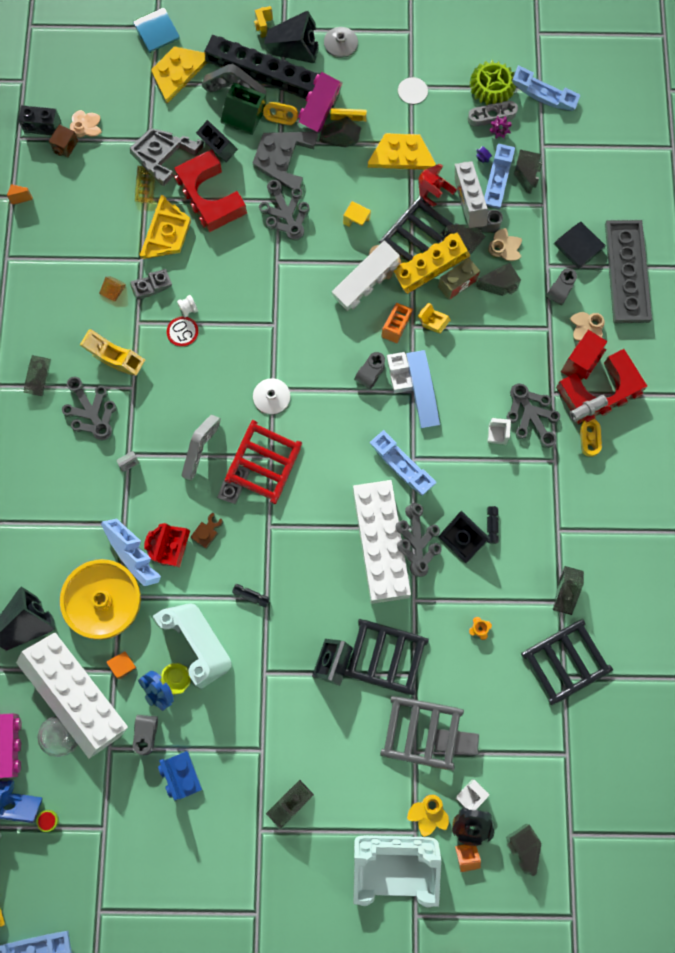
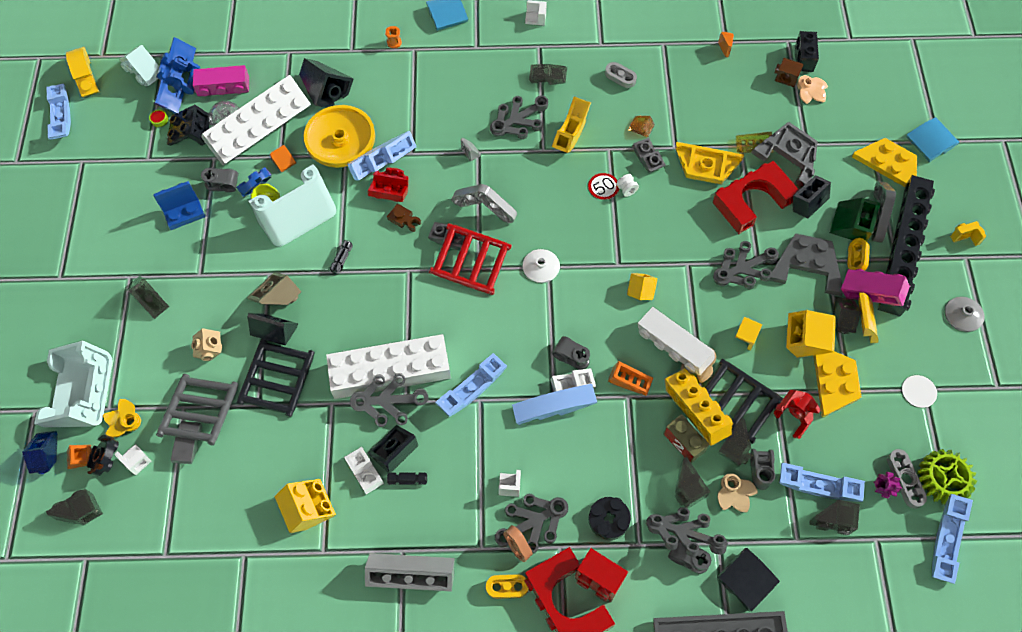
camera: 90 degrees right, 10 degrees down
(45, 302) = (622, 76): none -> light grey plate
(65, 781) = (188, 123): none -> black bracket
(291, 663) = (276, 290): none -> dark tan slope
(294, 38) = (952, 263): black slope -> none
(302, 303) = (642, 286): none -> yellow panel
(352, 729) = (206, 344): none -> tan brick
(362, 162) = (810, 333): none -> yellow slope
(433, 319) = (636, 413): yellow bracket -> none
(465, 895) = (41, 452): none -> clear blue slope
(471, 194) = (788, 445): light grey brick -> none
(480, 623) = (297, 460): light orange plate -> none
(483, 155) = (848, 467): dark purple plate -> none
(484, 565) = (364, 470): none -> white slope
(520, 619) = (304, 505): none -> yellow slope
(530, 340) = (603, 528): none -> black plate
(544, 288) = (661, 525): none -> dark grey plant
(556, 424) = (518, 543): none -> nougat beam
(568, 590) = (334, 556): clear smoke slope -> none
(570, 687) = (286, 551): black bar -> none
(583, 519) = (409, 572): none -> light grey brick
(584, 322) = (641, 585): tan plate -> none
(588, 408) = (535, 575): light grey pin -> none

